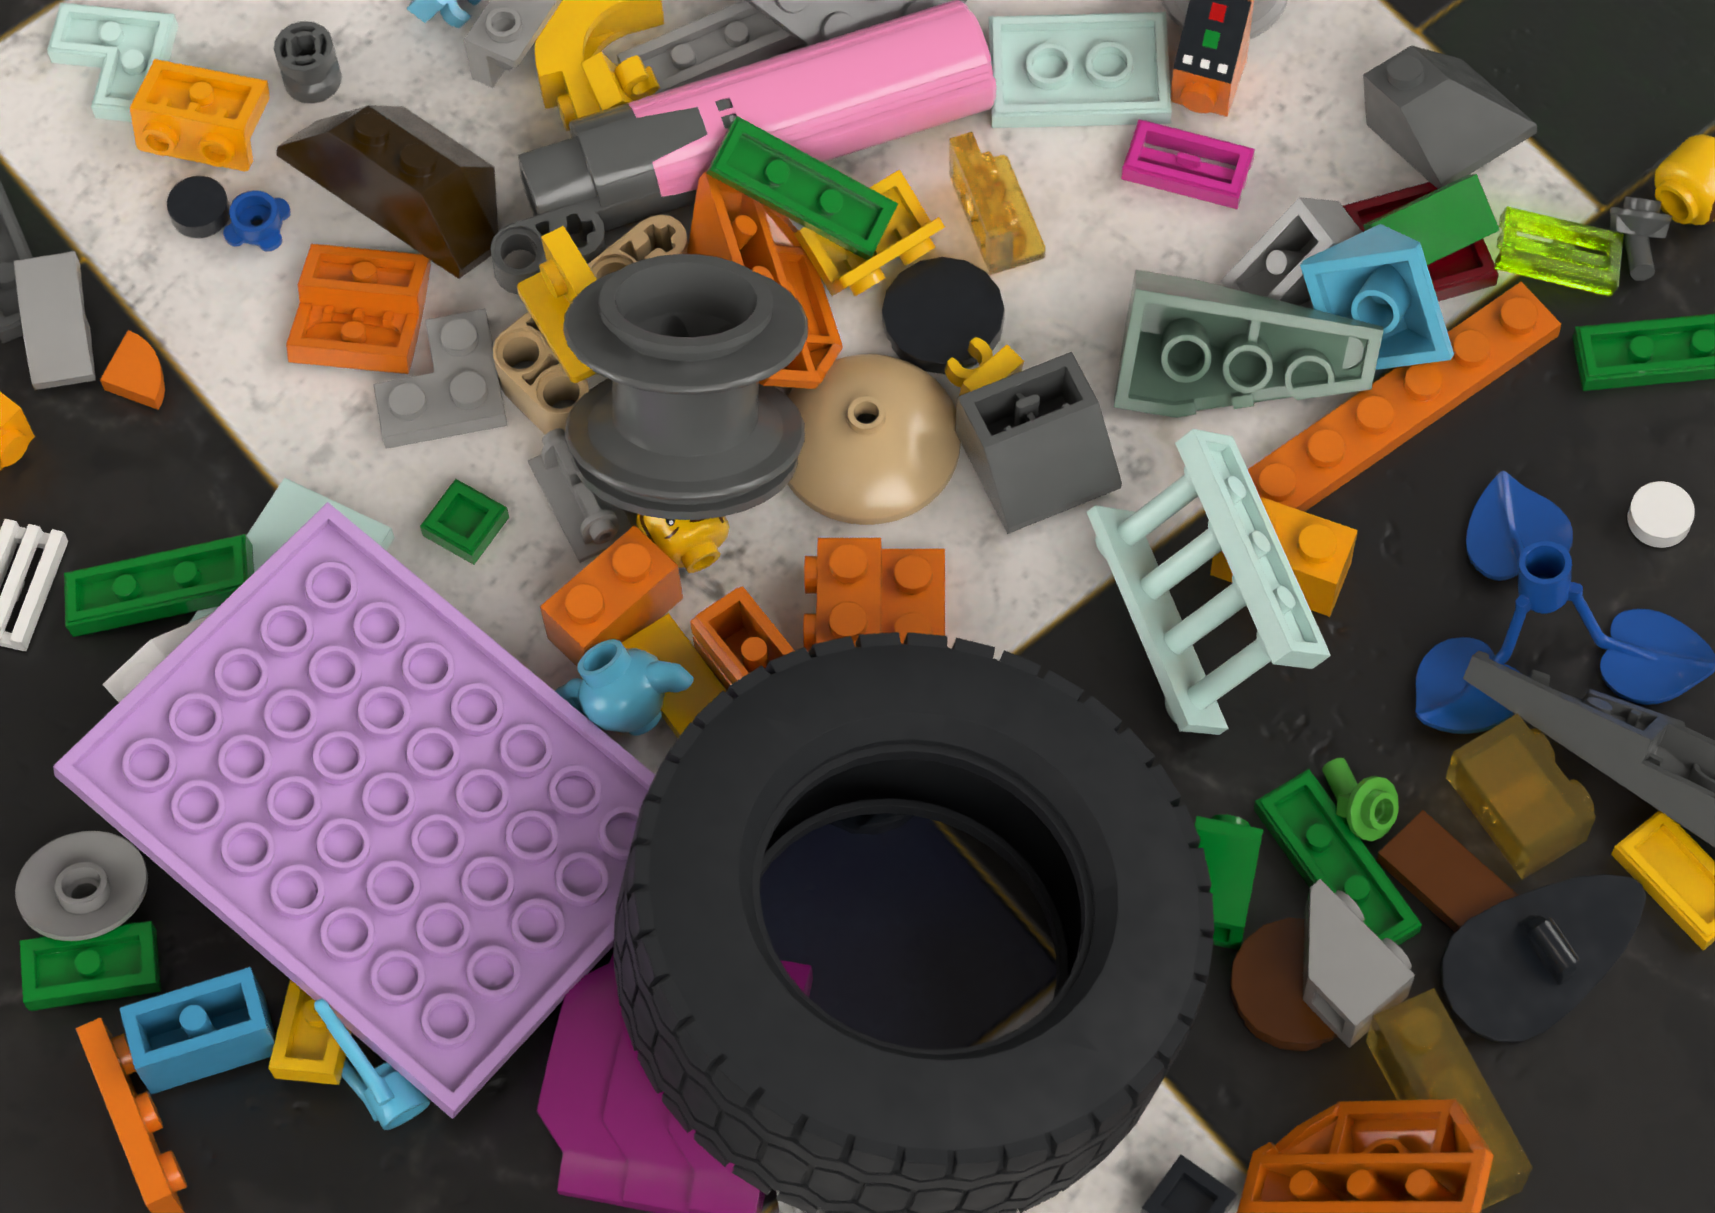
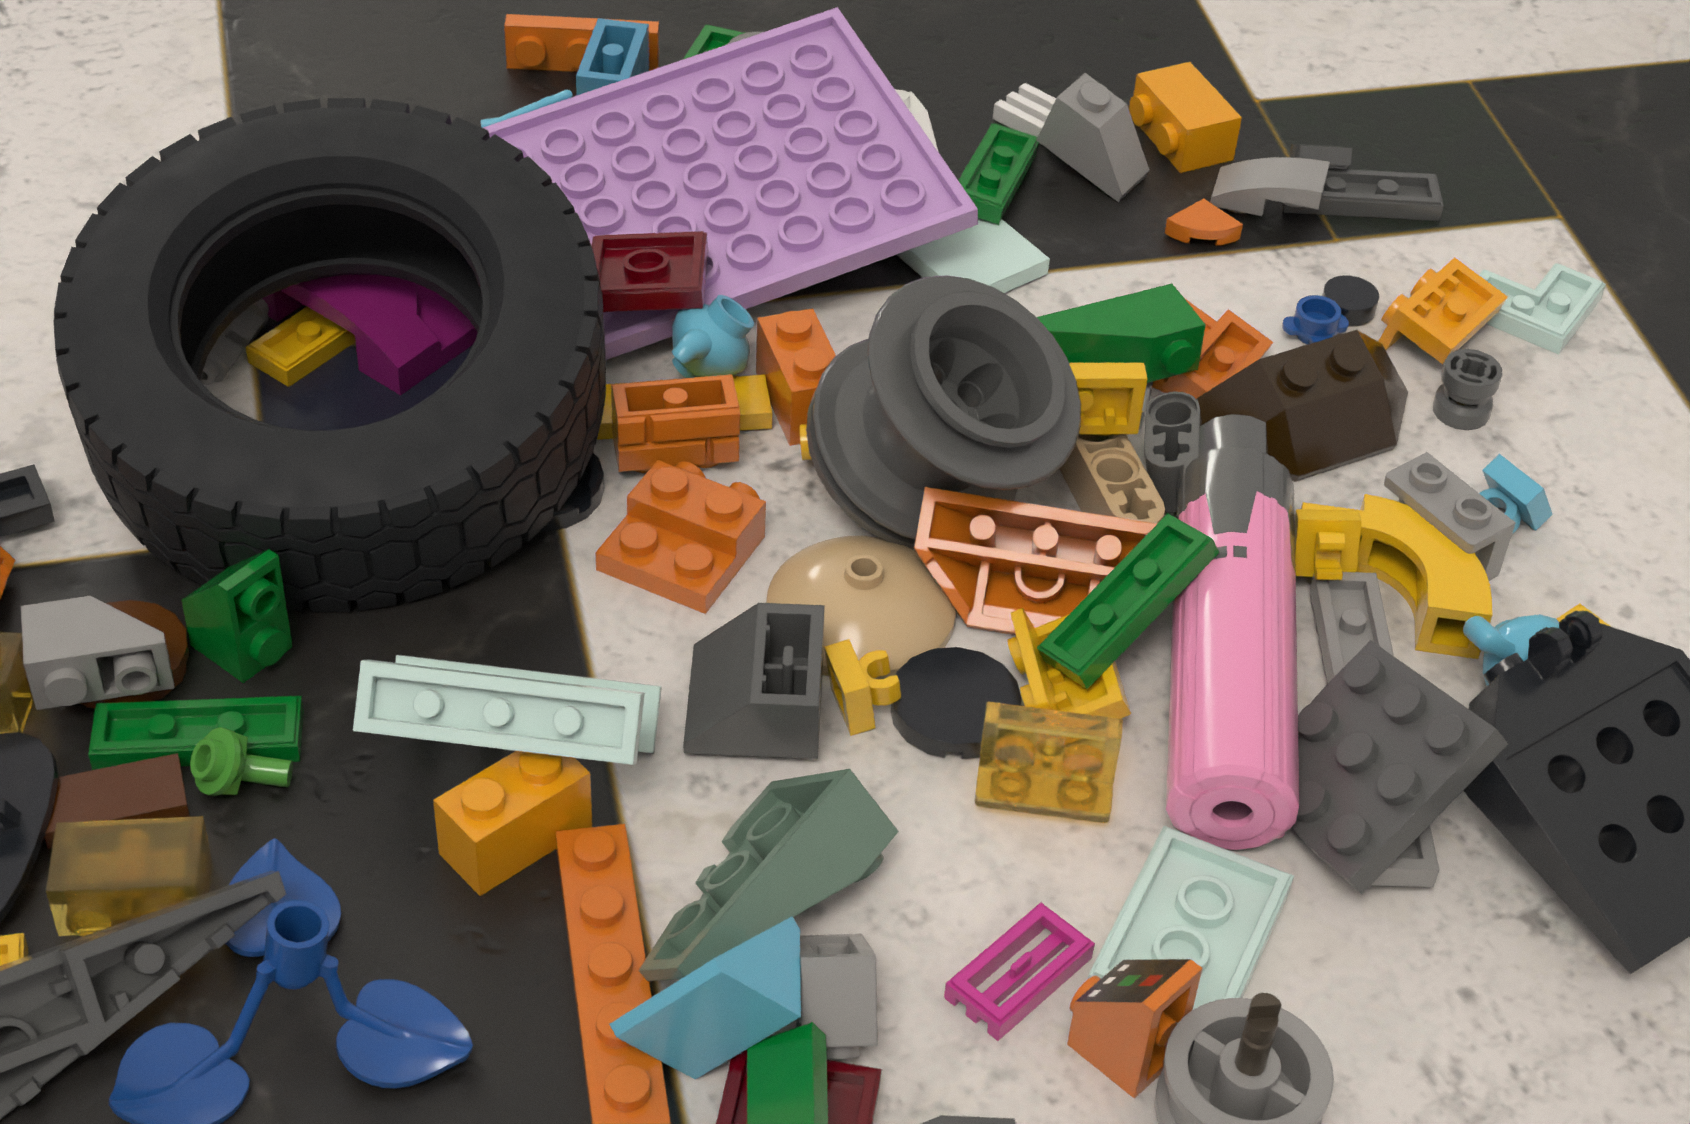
camera: 110 degrees right, 20 degrees down
(64, 506) = (1096, 137): none -> light grey slope
(417, 319) = (1133, 328): none -> green slope
(580, 766) = (652, 270): none -> dark red tile

